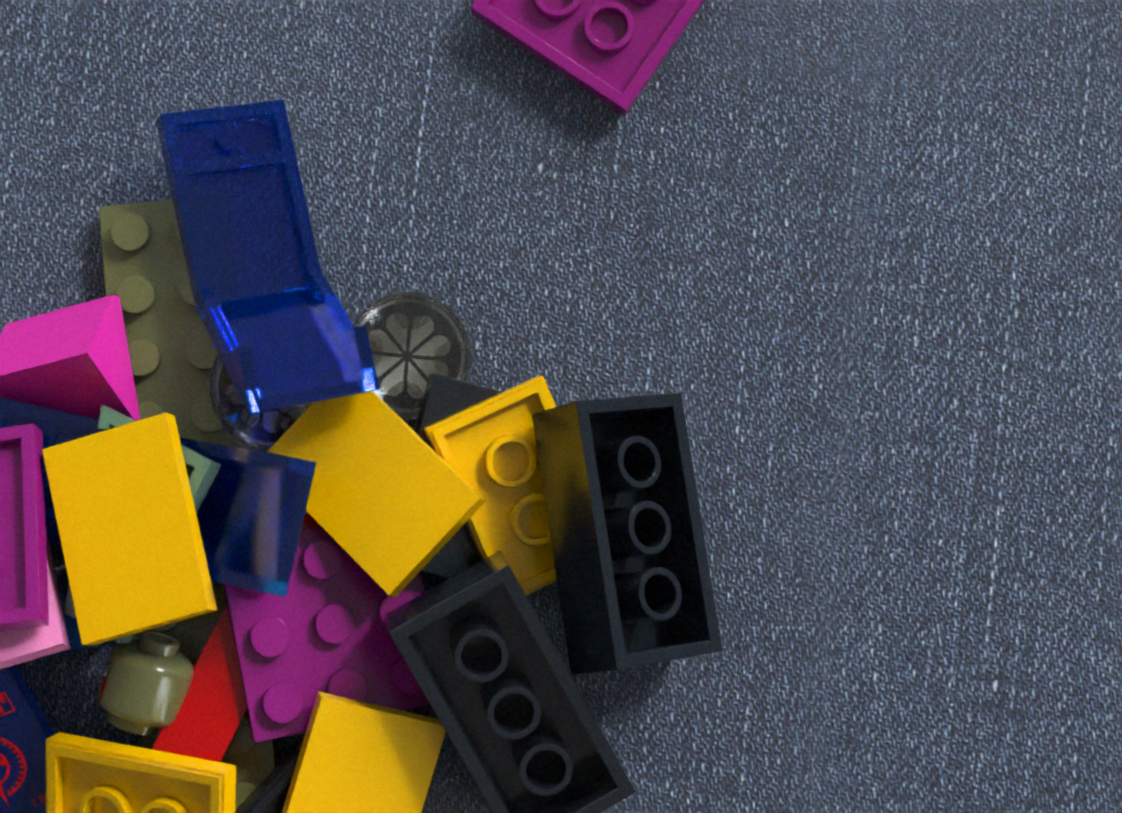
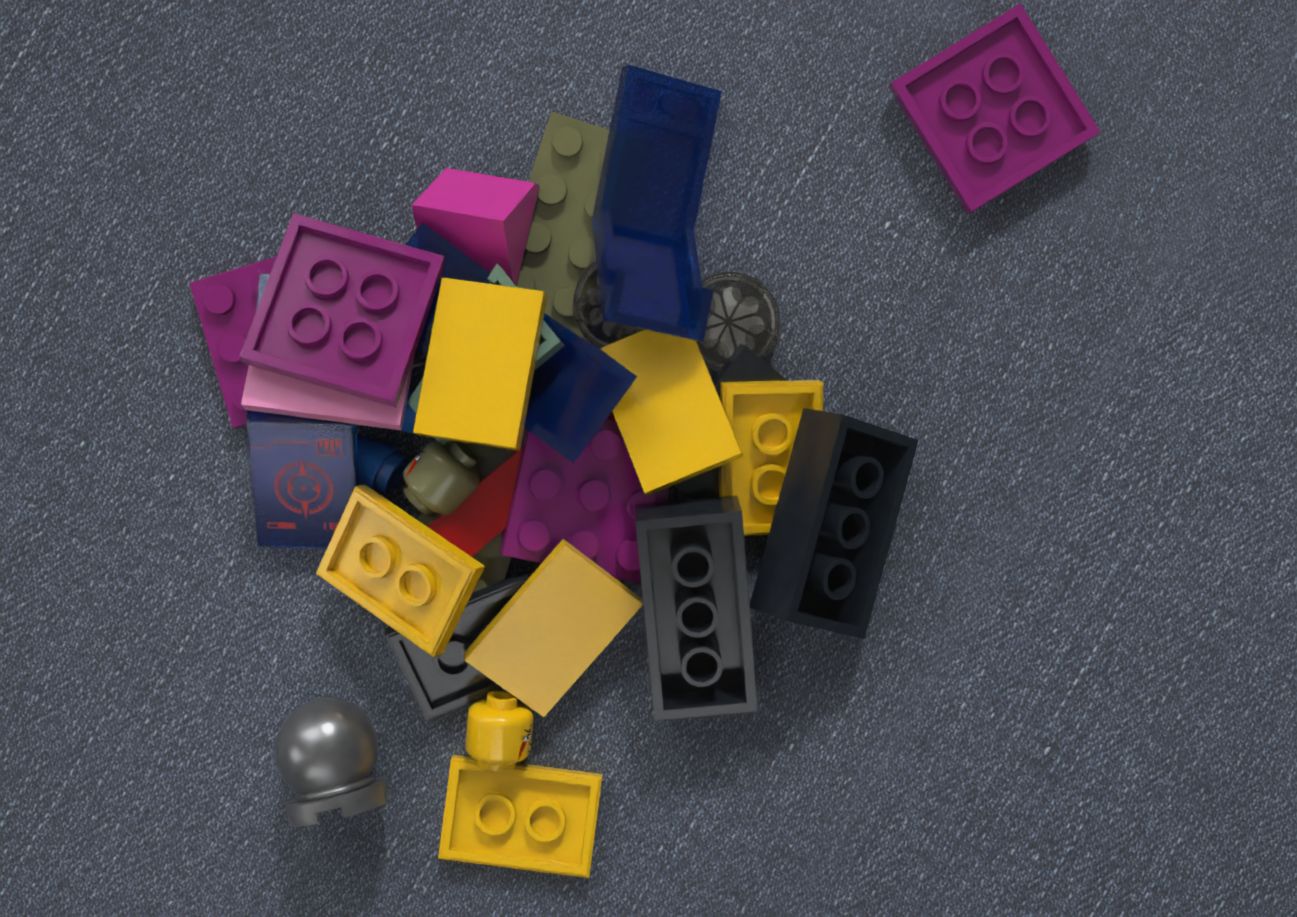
camera: 25 degrees right, 5 degrees up
(68, 701) = (380, 464): none -> blue cone

